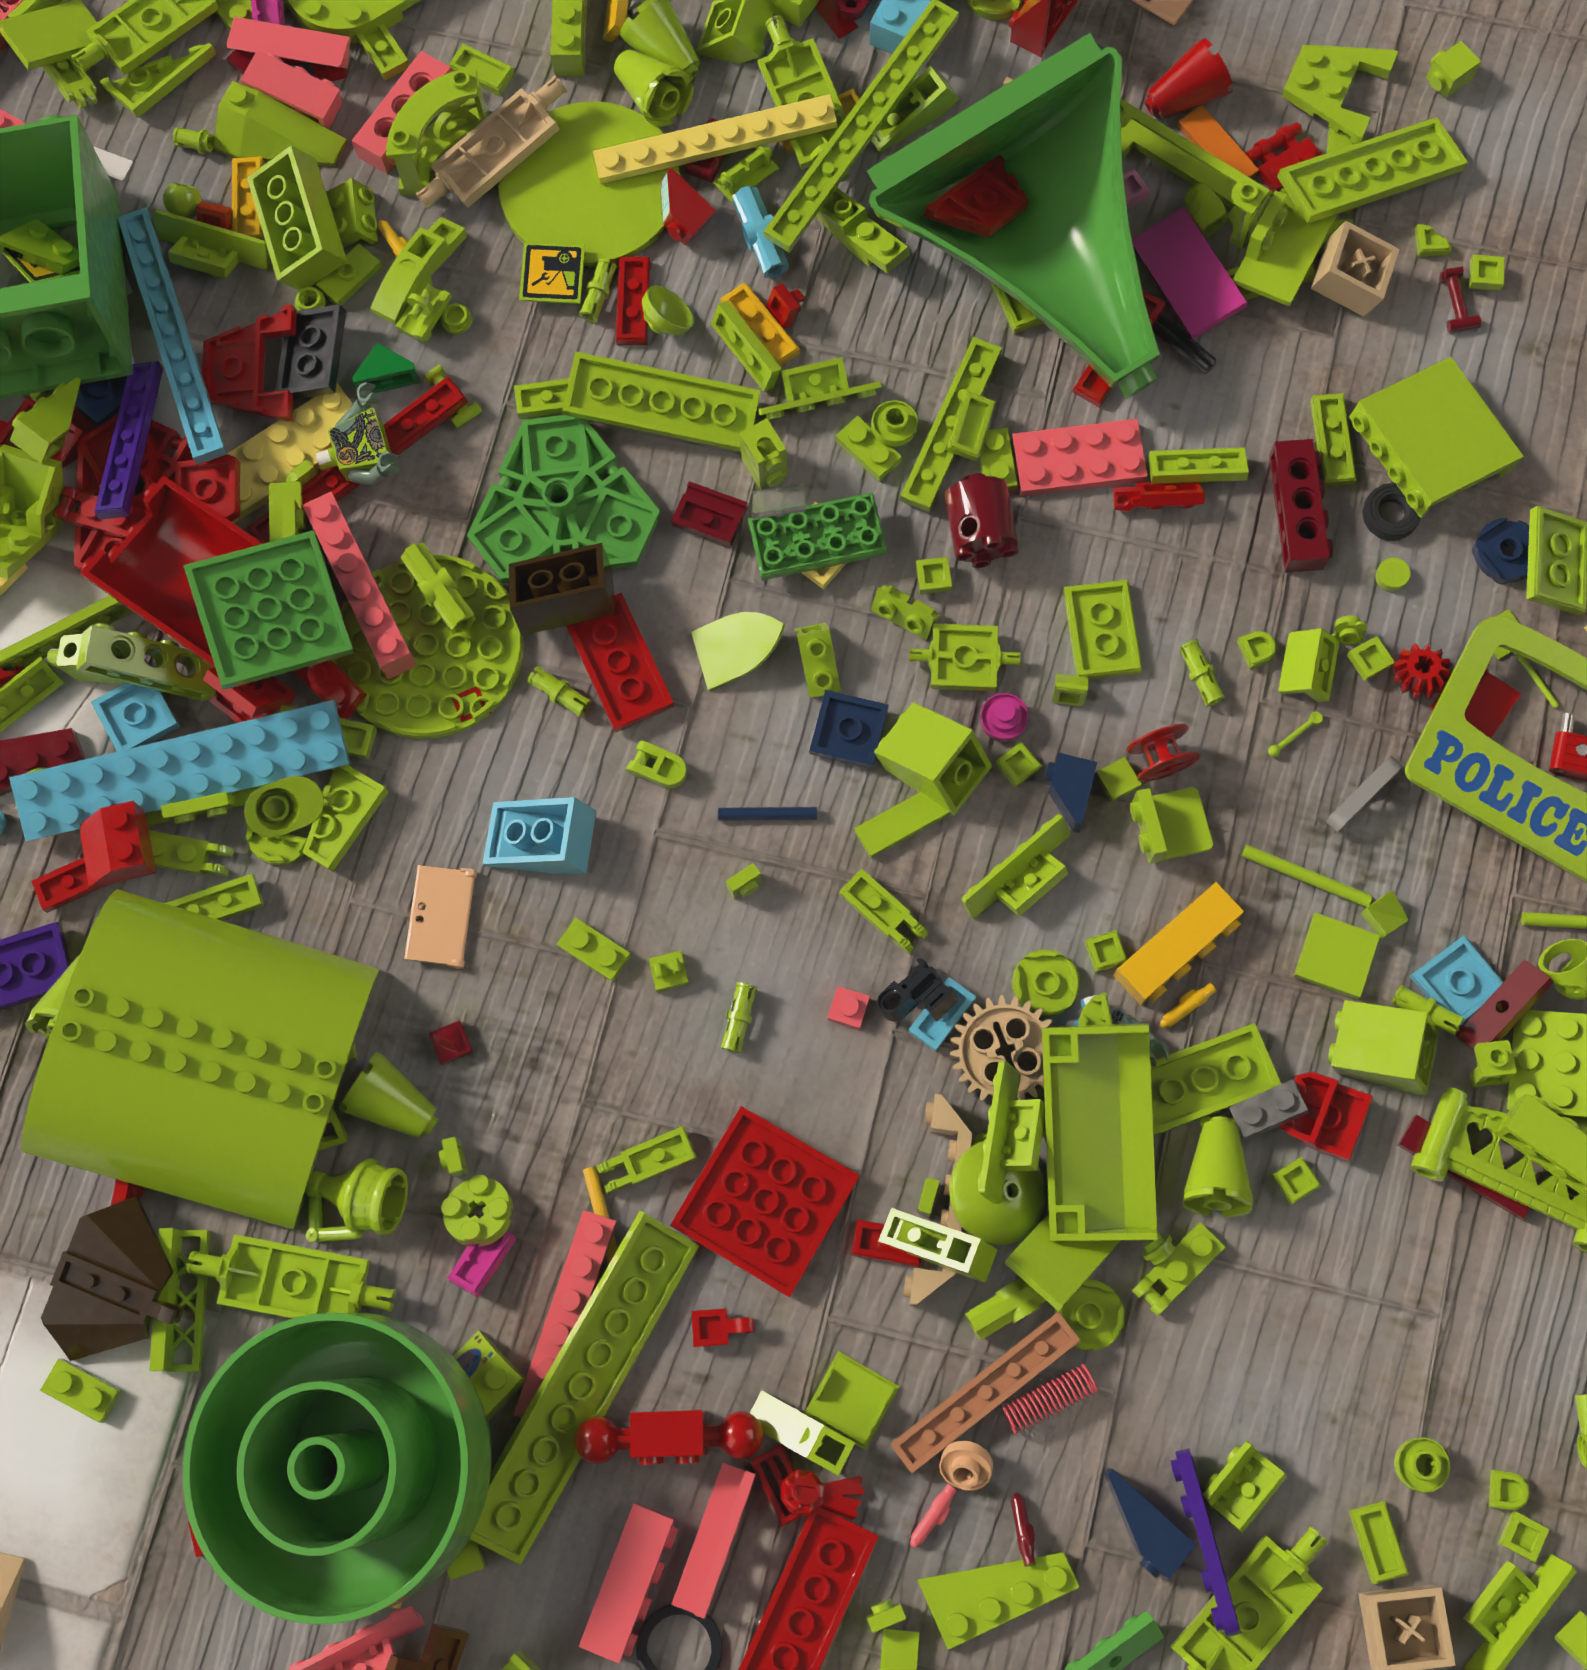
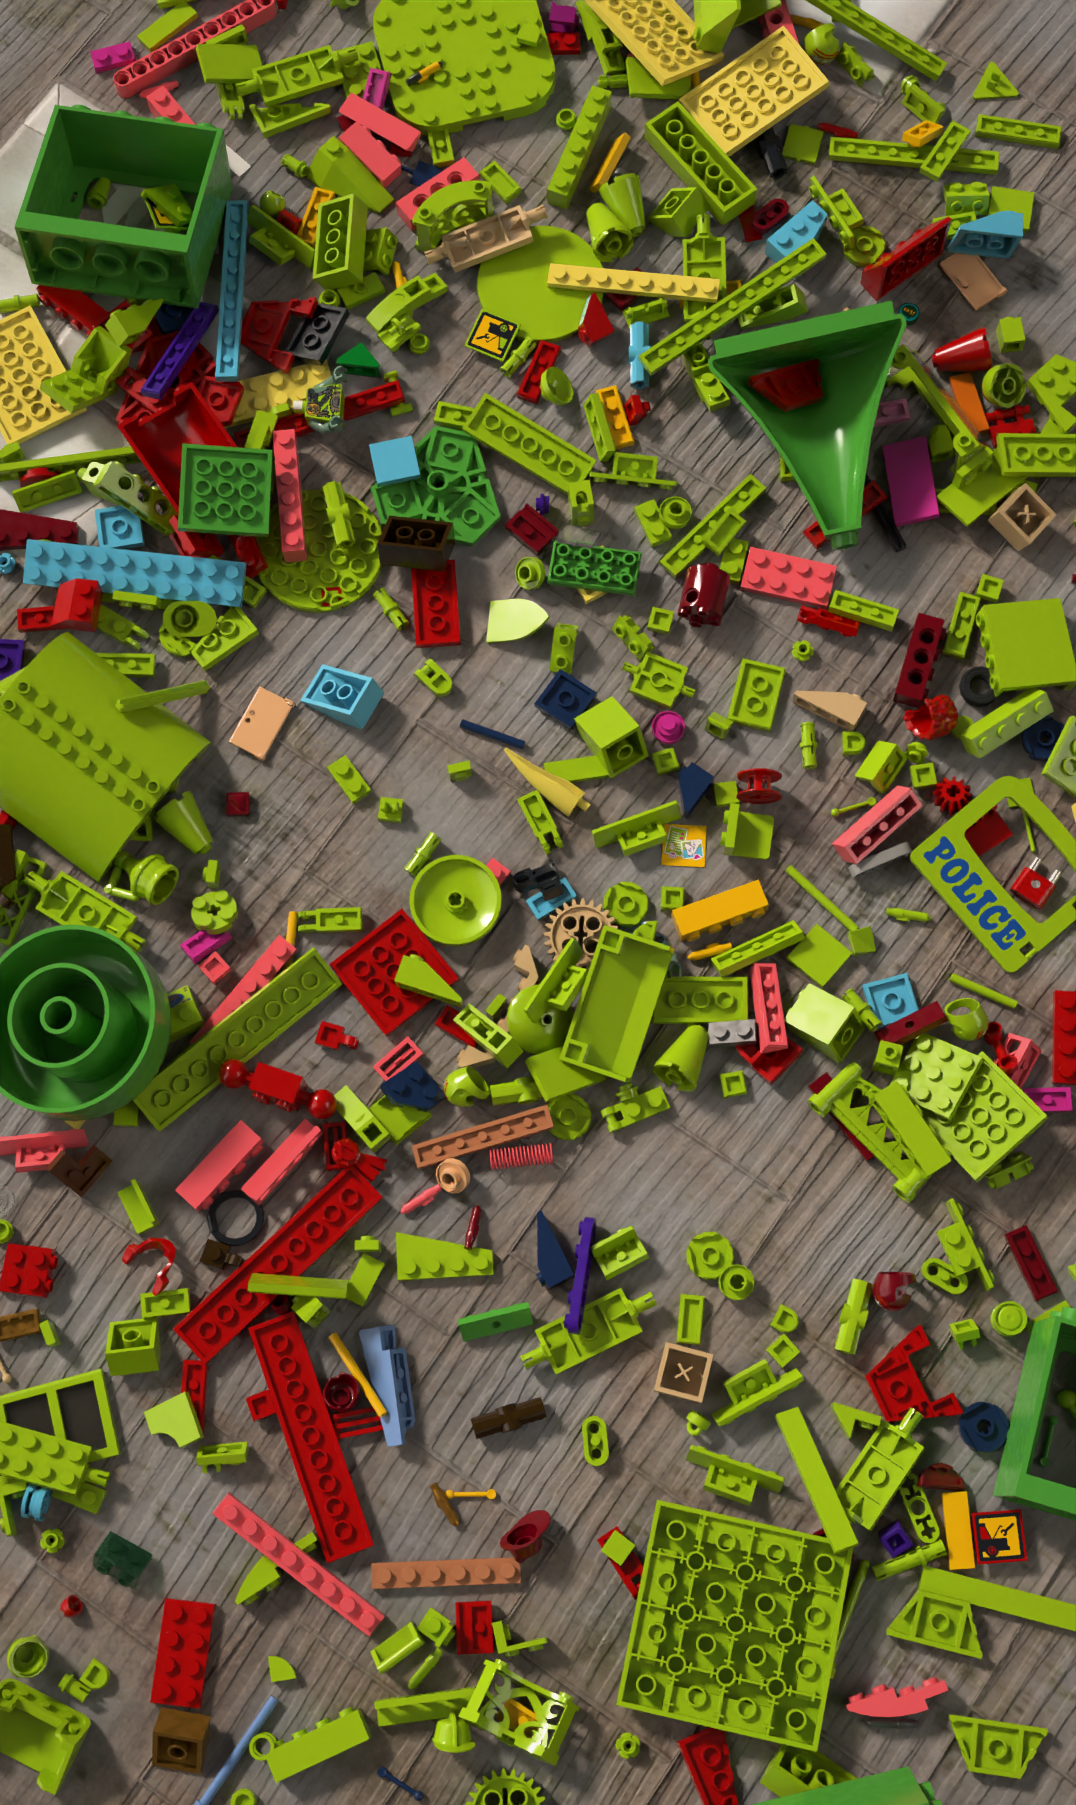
camera: 20 degrees right, 0 degrees up
(286, 932) = (162, 696): none -> lime axle
(371, 92) = (422, 173): none -> dark blue piece
(486, 487) = (394, 461): none -> medium azure tile
(508, 1291) = (214, 967): none -> coral plate
(711, 475) = (542, 504): none -> dark purple plate
(732, 574) = (530, 573): none -> lime plate
(807, 1353) = (377, 1067): none -> coral tile
(809, 1197) = (422, 979): none -> lime slope
(812, 1067) = (455, 900): none -> lime dish
(859, 1360) = (413, 1089): none -> dark blue plate
(887, 859) = (555, 789): none -> light yellow piece
(928, 1335) = (460, 1087): none -> lime helmet
(1092, 871) = (684, 846): none -> sticker
(1139, 556) = (802, 656): none -> lime plate
(1219, 608) = (835, 707): none -> tan slope
(1235, 39) = (1010, 334): none -> lime brick
(1251, 978) = (757, 948): none -> lime plate
(1257, 106) = (1004, 385): none -> lime cylinder
(1302, 1056) = (768, 1007): none -> coral slope
(1341, 747) = (877, 824): none -> coral brick
(1349, 377) = (989, 588): none -> lime plate
(1352, 576) = (933, 718): none -> red hair
(1365, 1438) = (709, 1255): none -> lime tile
(1428, 856) = (907, 915): none -> lime piece
(1450, 546) = (1006, 722): none -> lime brick

